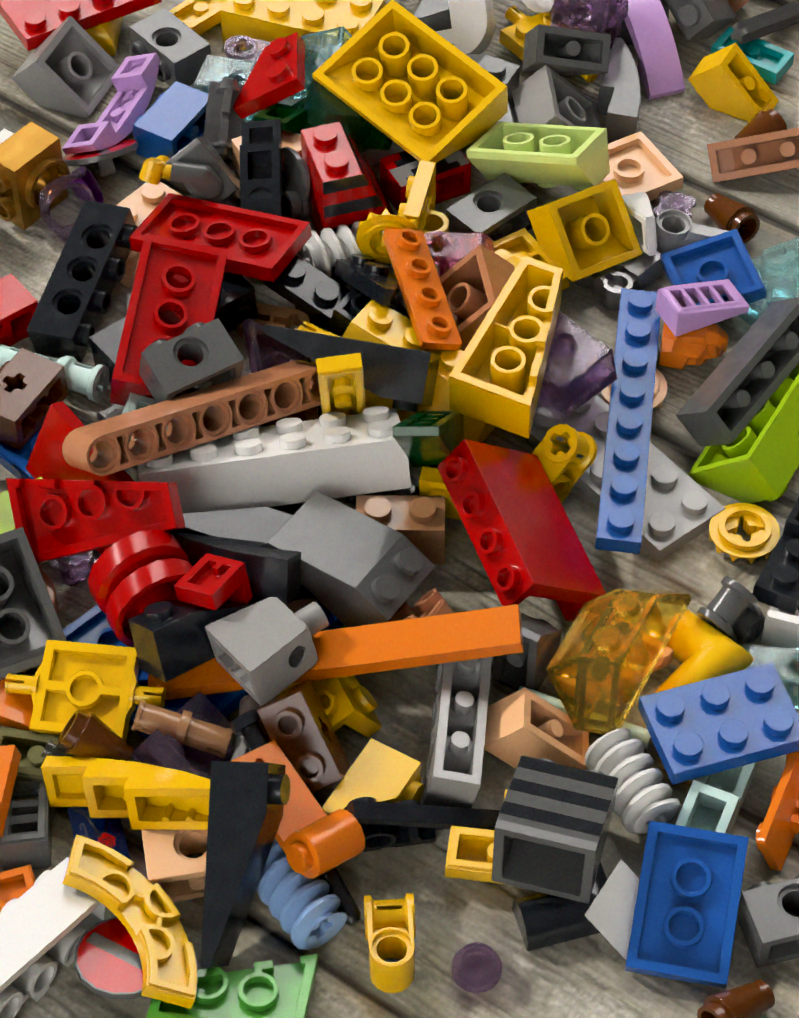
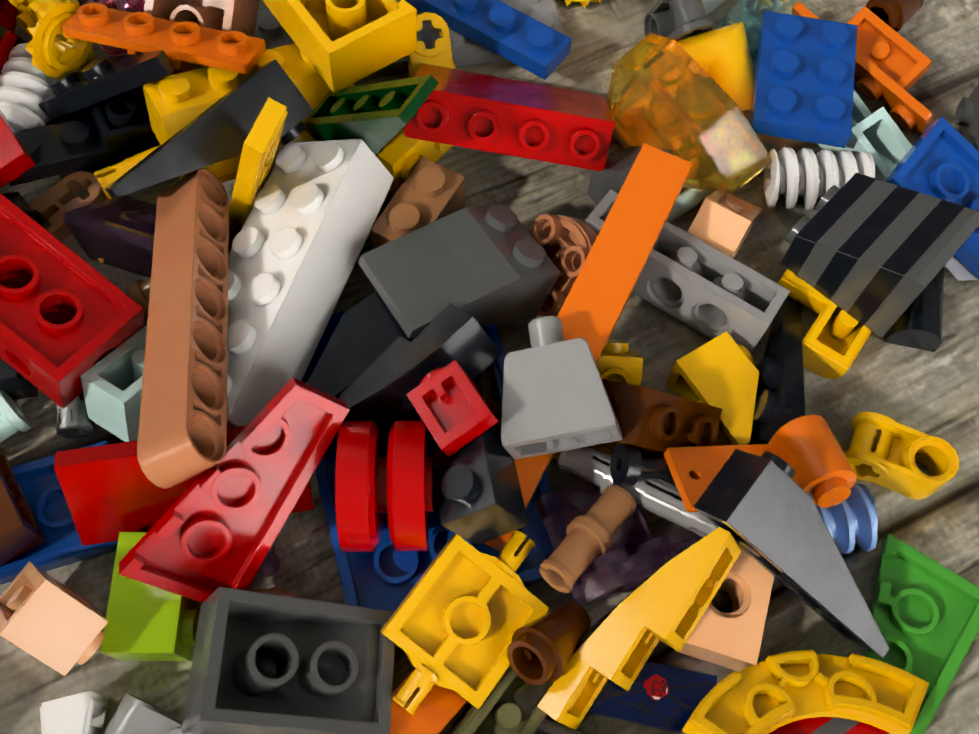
camera: 65 degrees left, 15 degrees up
(202, 343) = (107, 319): dark grey brick -> none
(476, 968) = (948, 399): clear purple plate -> none

